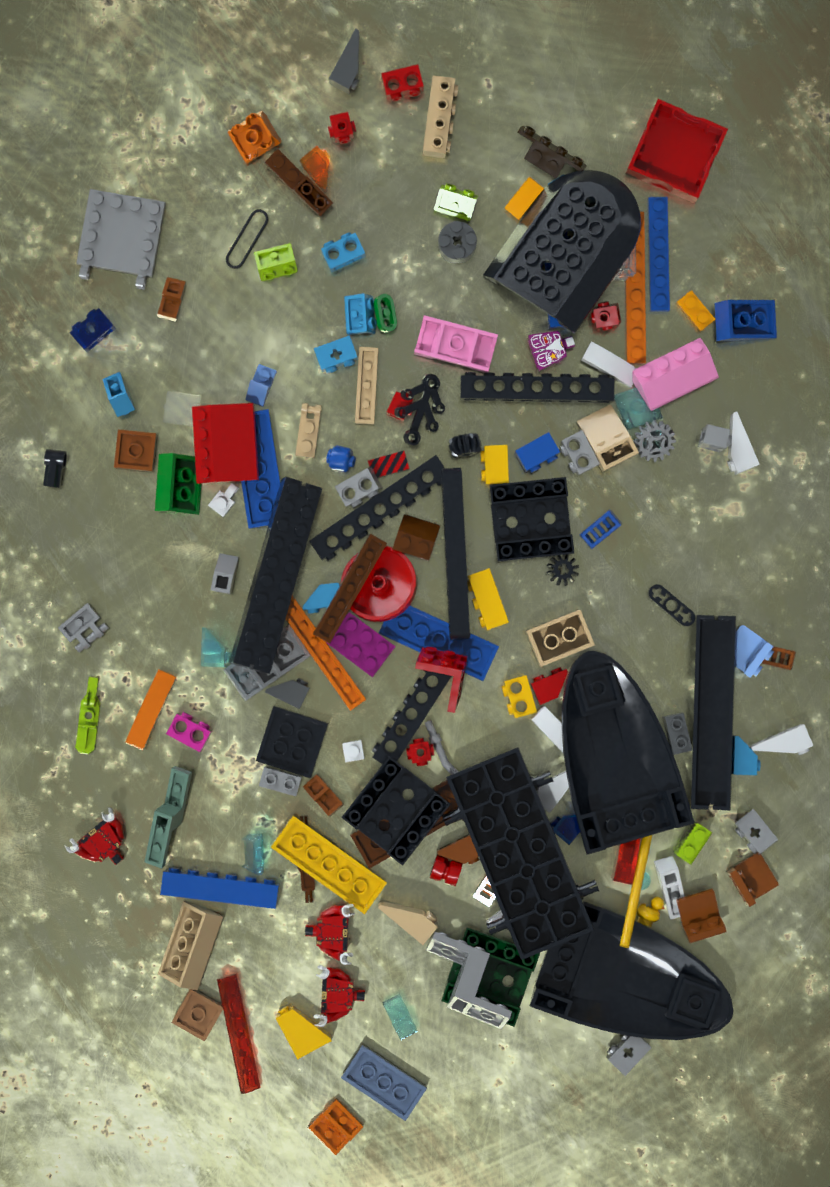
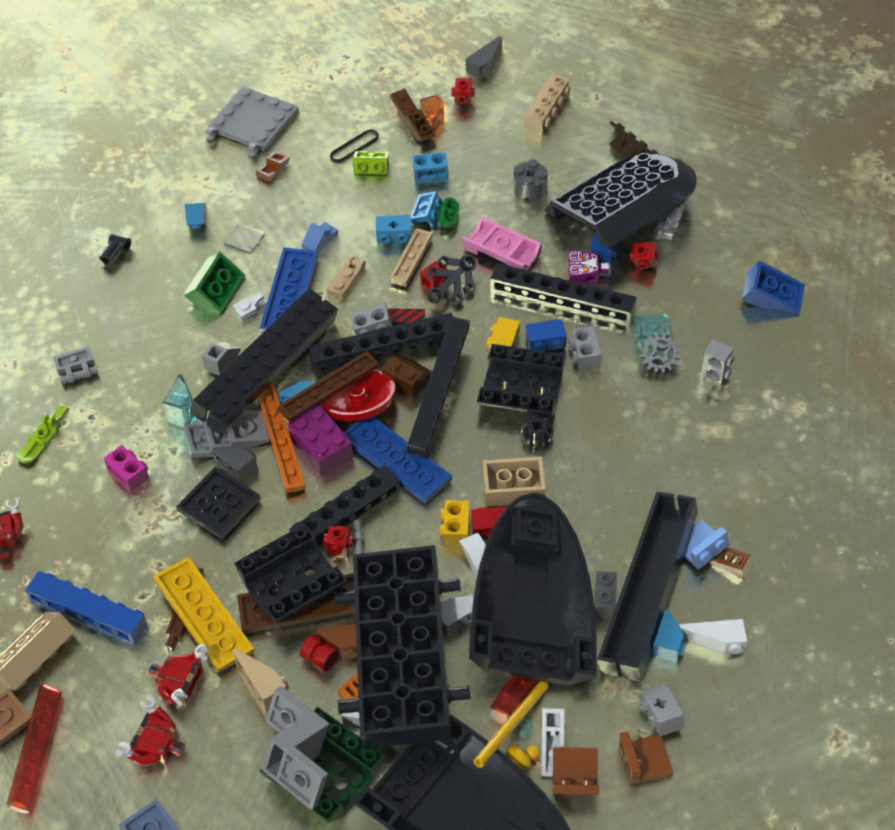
camera: 25 degrees right, 35 degrees down
(102, 329) = (197, 168): clear blue brick -> none
(135, 450) = (189, 253): dark orange plate -> none
(150, 710) = (97, 442): orange slope -> none
(168, 817) = (68, 525): sand green bracket -> none
(225, 443) = (267, 261): red slope -> none
(254, 136) = (389, 82): orange slope -> none
(254, 853) = (136, 582): clear light blue slope -> none
(280, 781) = (191, 529): light grey brick -> none
(301, 1031) = (99, 767): yellow slope -> none
(323, 795) = (226, 556): dark orange slope -> none
(340, 458) = (364, 298): blue head -> none
(353, 751) = (273, 527): white plate -> none
(400, 77) = (524, 77): red brick -> none
(400, 1016) = (210, 785): clear light blue slope -> none
(445, 663) = (399, 479): red bracket -> none
(456, 202) = (539, 153): bracket -> none
(465, 445) = (481, 314): black gear -> none
(487, 599) = (455, 436): yellow brick -> none
(524, 198) = (597, 165): light orange slope -> none
(566, 827) = (458, 651): clear blue slope -> none
(608, 437) = (617, 345): tan slope -> none
(609, 364) = (631, 284): white slope -> none
(615, 520) = (583, 406): blue slope -> none
(636, 305) = (677, 251): orange plate -> none
(658, 254) = (706, 232): blue plate -> none
(675, 374) = (694, 306): bright pink slope -> none
(676, 151) = (743, 165): red tile -> none
(679, 618) = (633, 480): black beam -> none
(692, 842) = (589, 701): lime brick -> none
(695, 311) = (728, 276): light orange plate -> none
(740, 451) = (741, 384): white slope -> none

